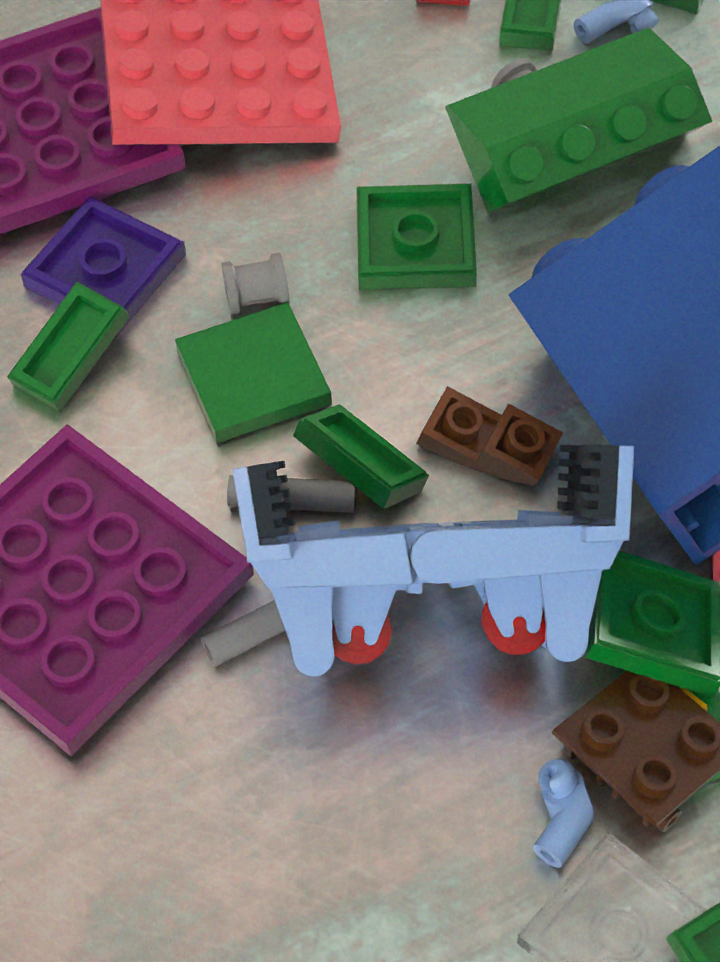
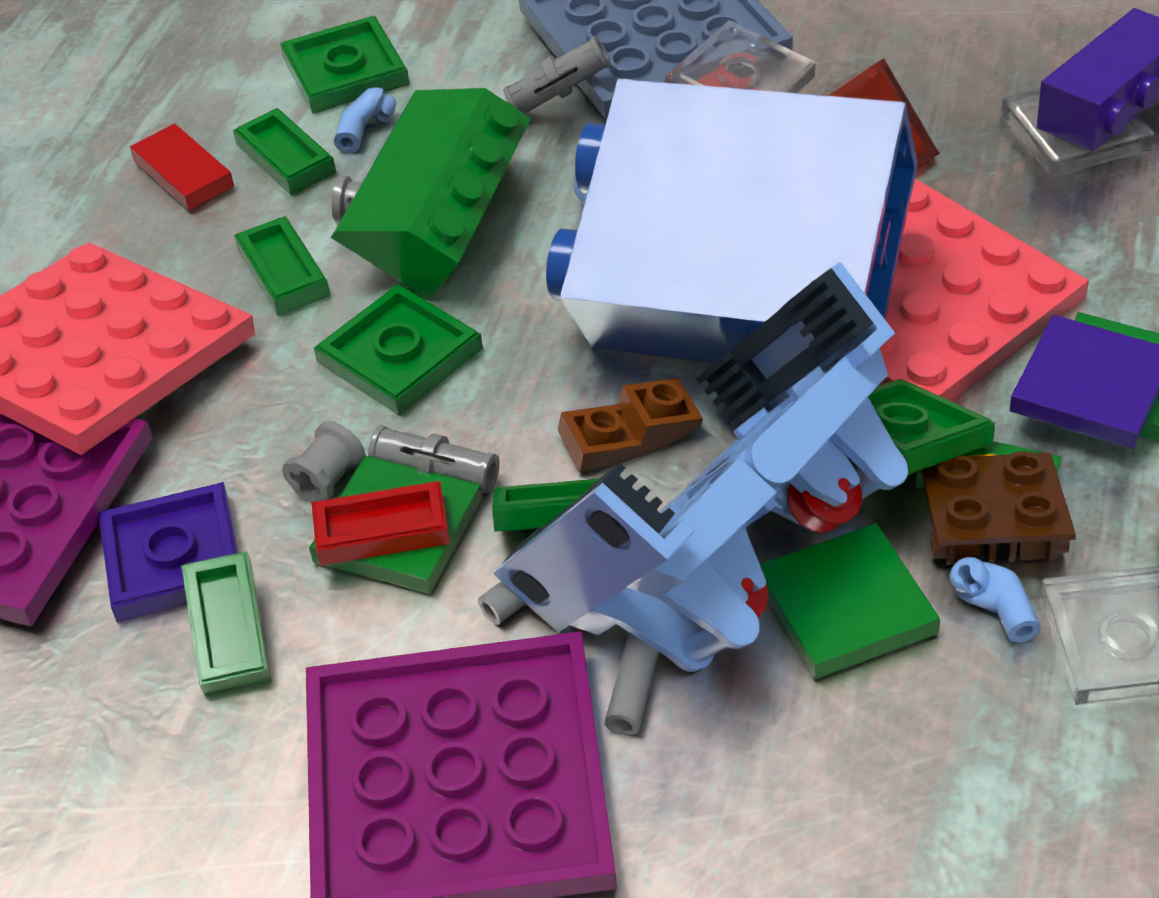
camera: 45 degrees left, 10 degrees down
(230, 362) = (380, 523): none -> red tile
(330, 345) = (469, 464): none -> light grey pin
(419, 100) = (282, 265): none -> green tile
(461, 711) = (848, 601): none -> green tile

